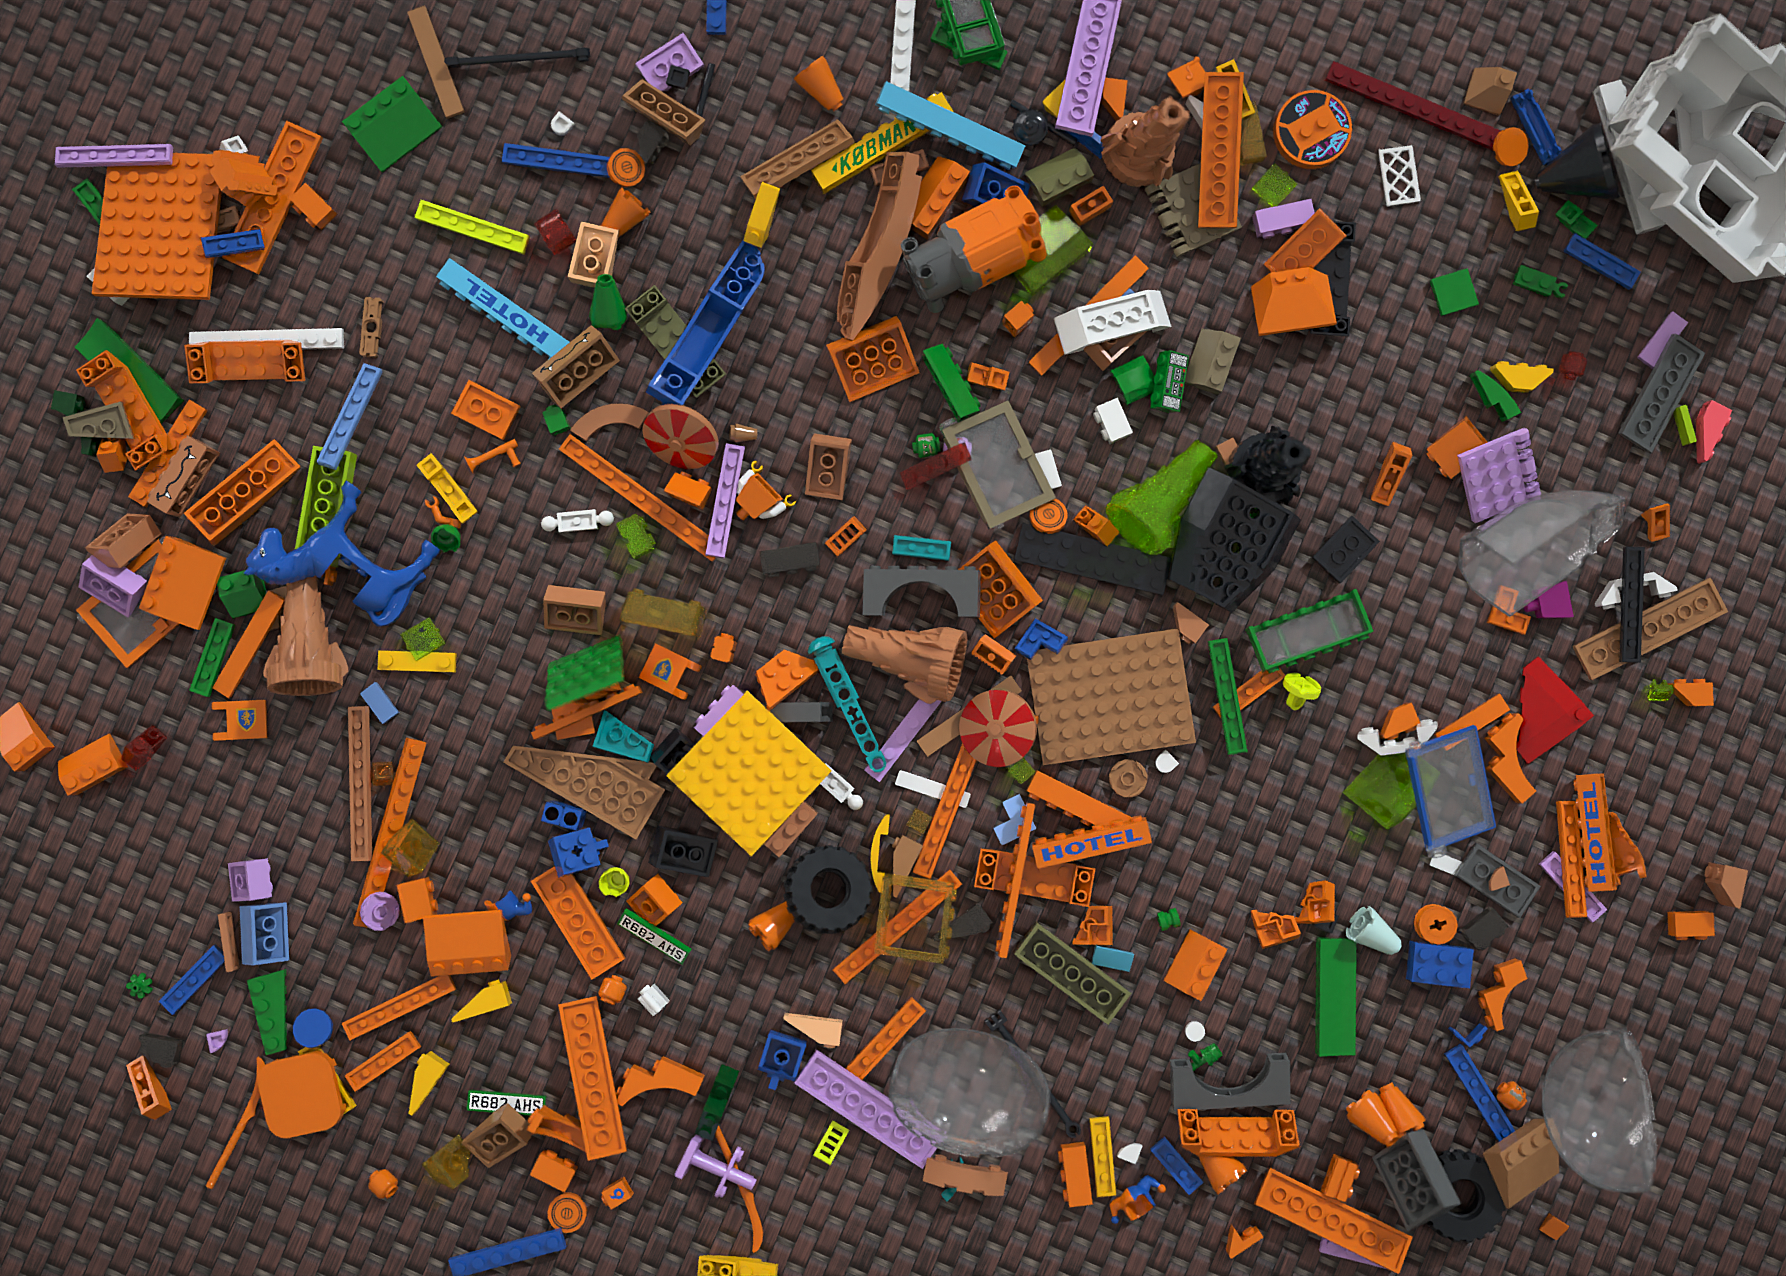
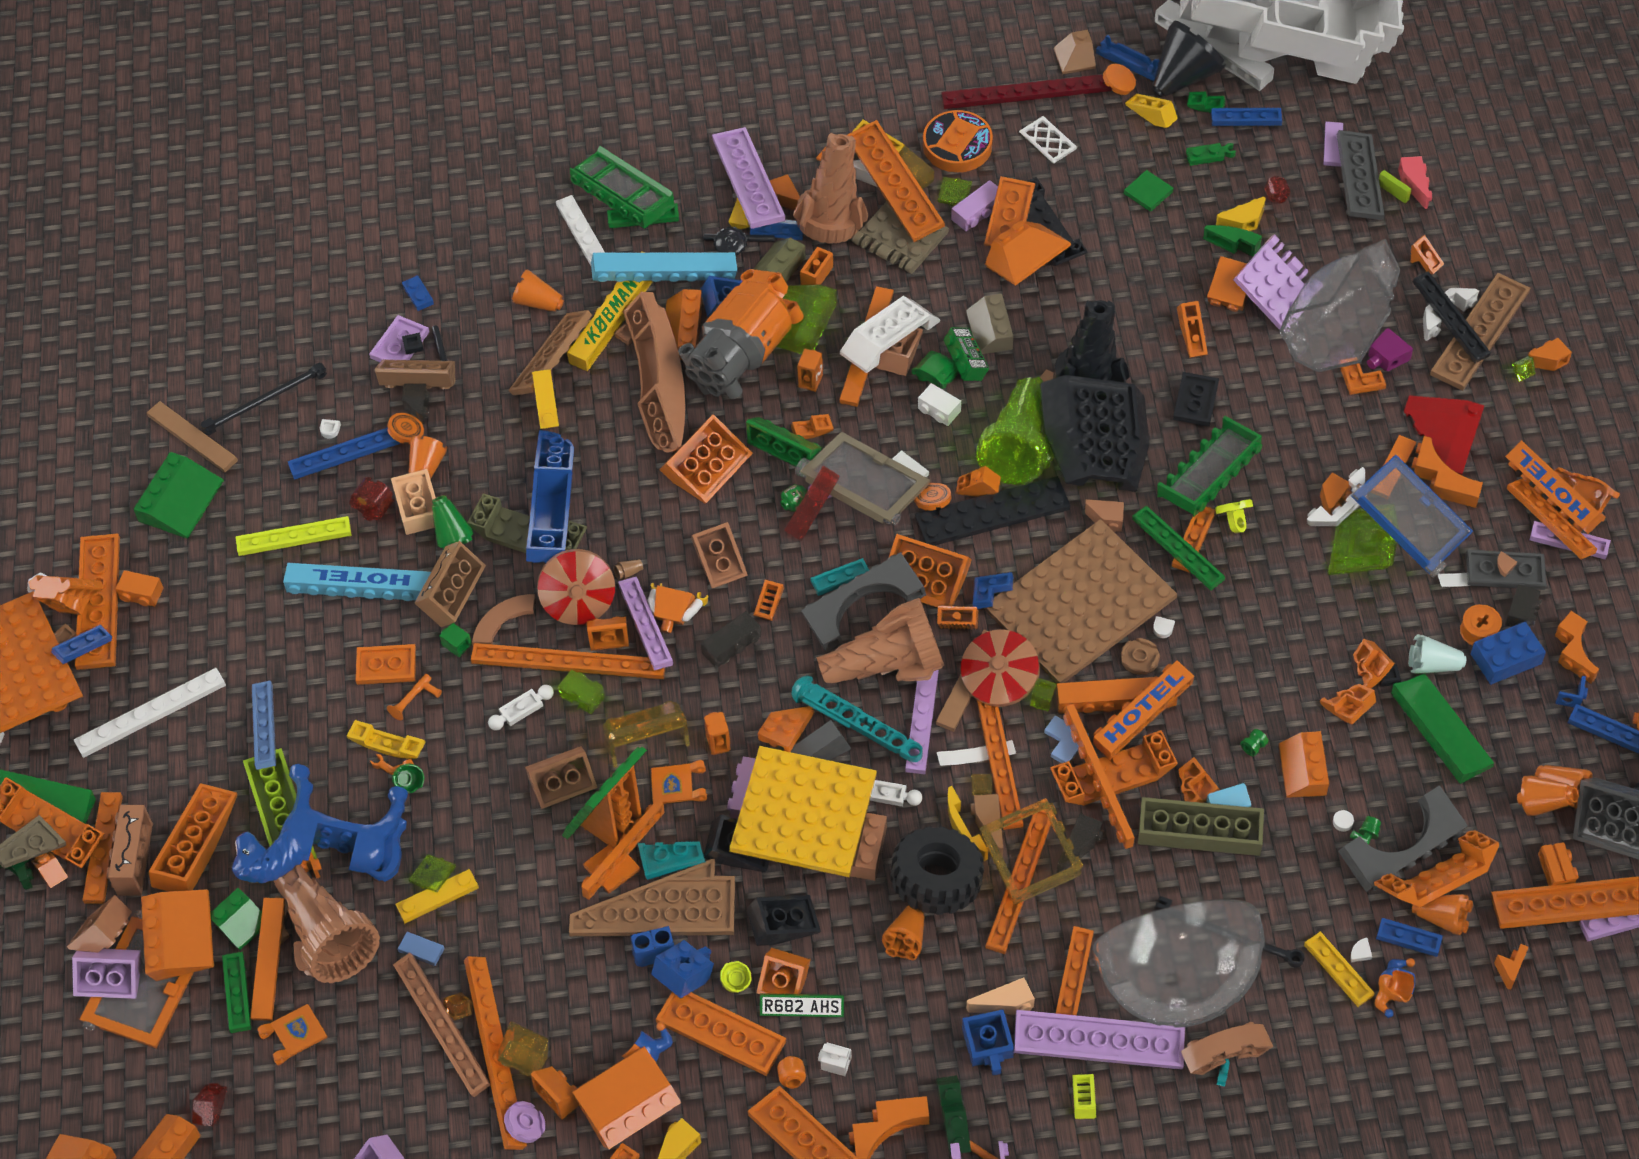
camera: 25 degrees left, 30 degrees down
(244, 360) = (143, 730): orange slope -> none
(371, 314) = (247, 665): medium nougat piece -> none
(1075, 1174) = (1325, 993): orange brick -> none

